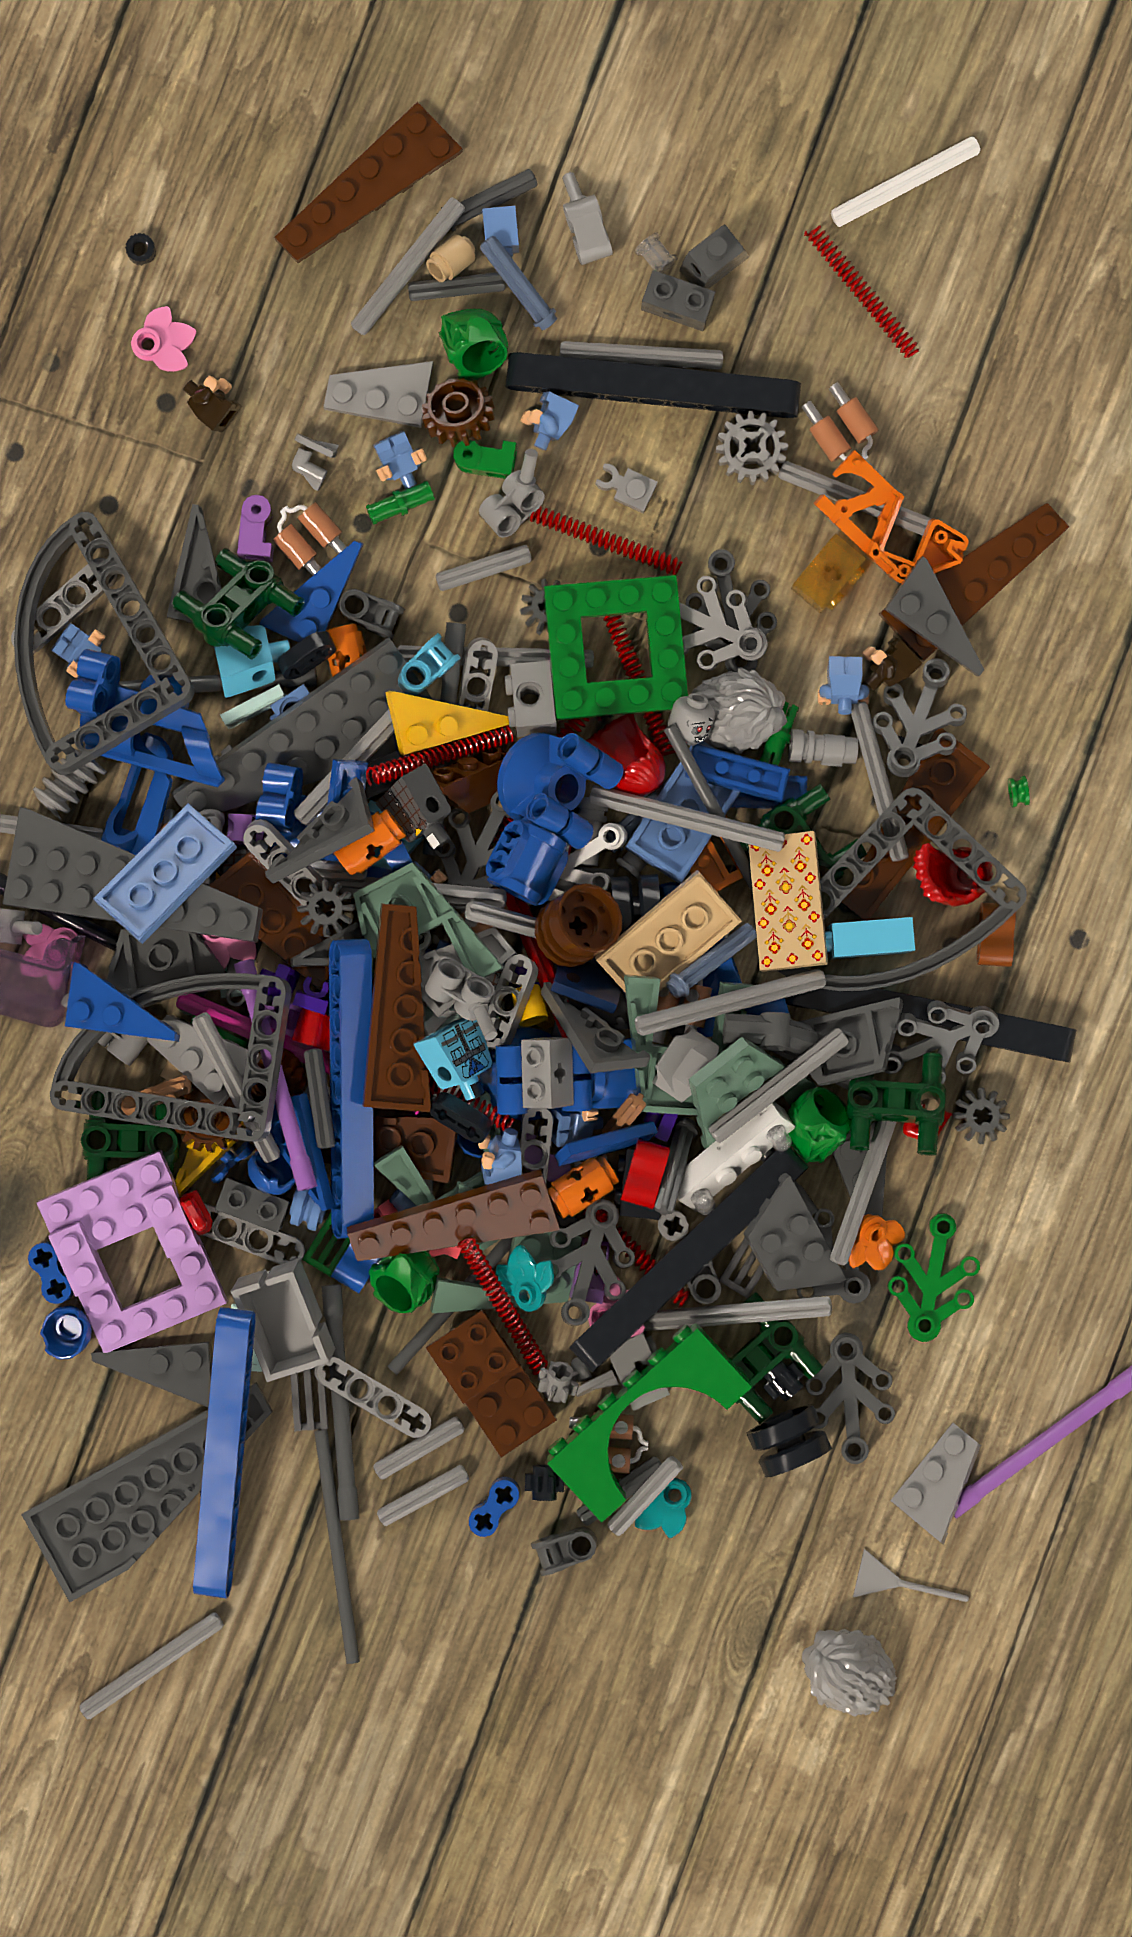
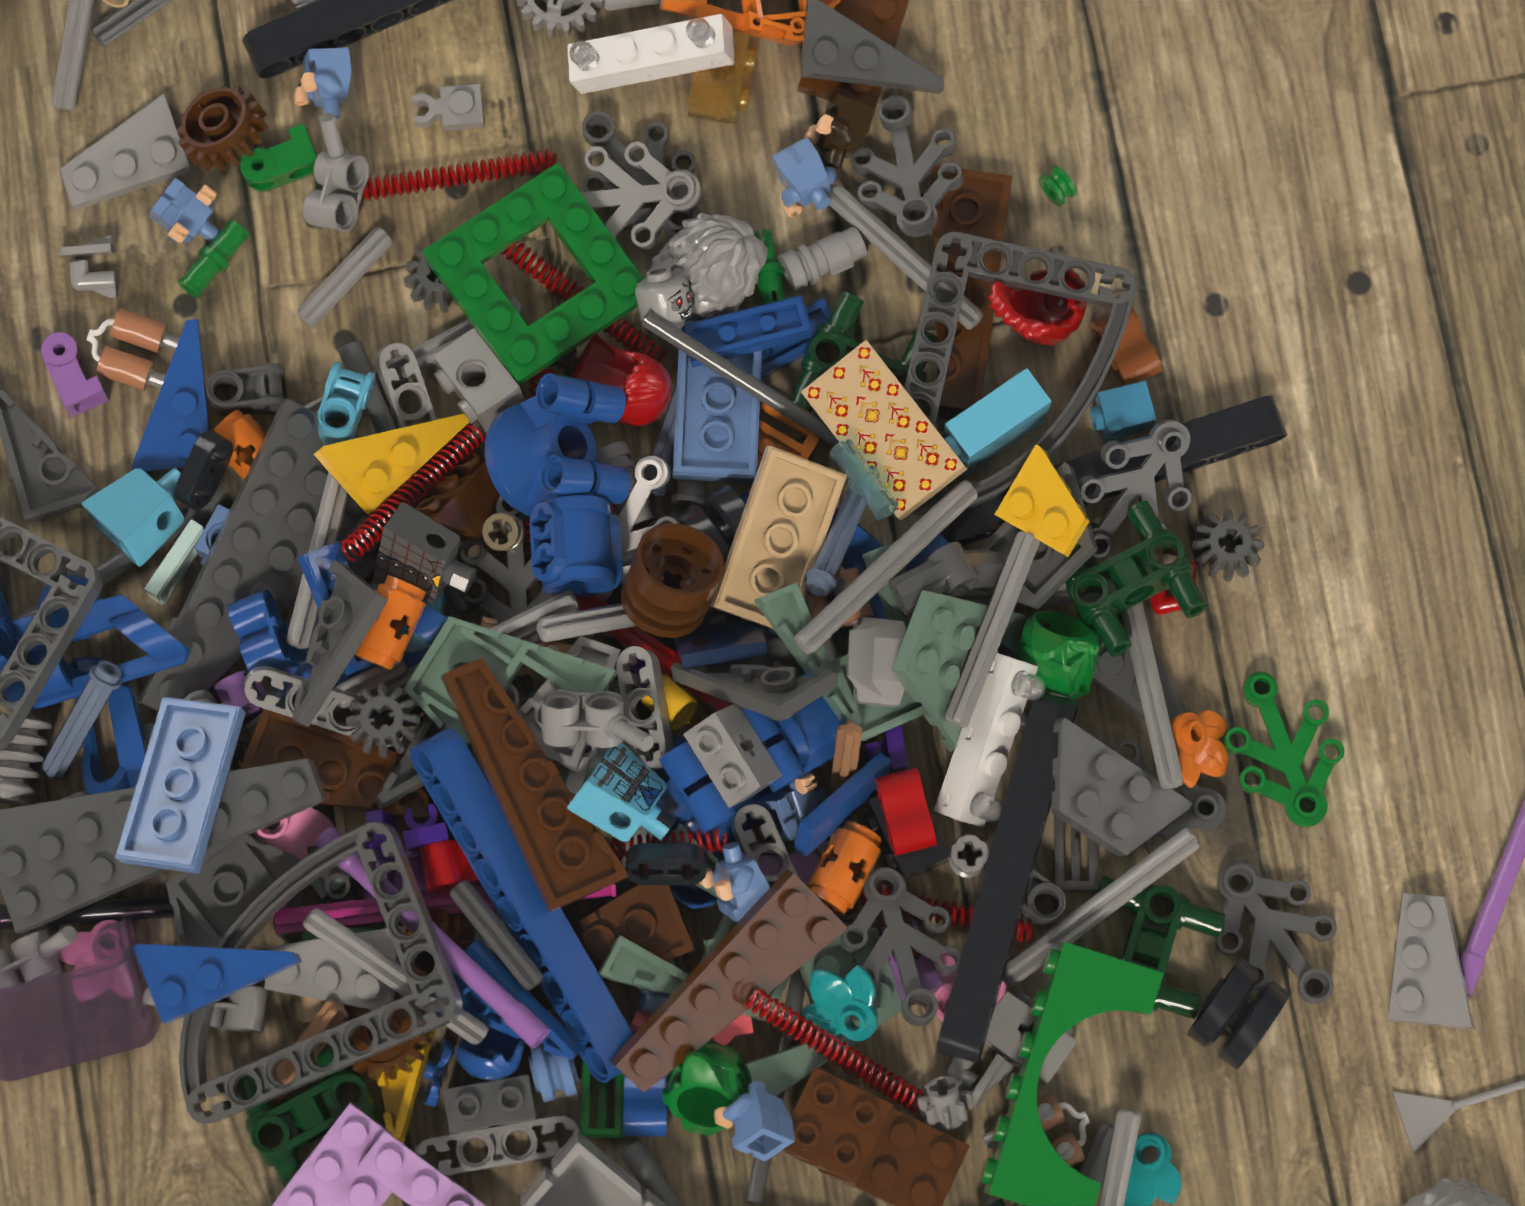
camera: 30 degrees left, 10 degrees down
(154, 767) = (102, 681): none -> sand blue axle
(196, 1212) = (432, 1150): red piece -> none
(238, 603) = (96, 458): dark green piece -> none
(423, 1325) = (759, 1121): none -> medium blue piece
(467, 342) = (188, 50): green piece -> none
(490, 828) = (492, 526): none -> dark tan bush
(684, 1132) = (920, 750): dark grey axle -> none
(687, 818) = (721, 405): light grey axle -> none
(751, 930) = (863, 479): none -> clear light blue pin
(783, 1381) = (1192, 955): black gear -> none
(788, 533) = (651, 54): none -> white piece
(866, 1019) = (1043, 505): none -> yellow wing
(965, 979) = (1123, 411): none -> dark azure brick

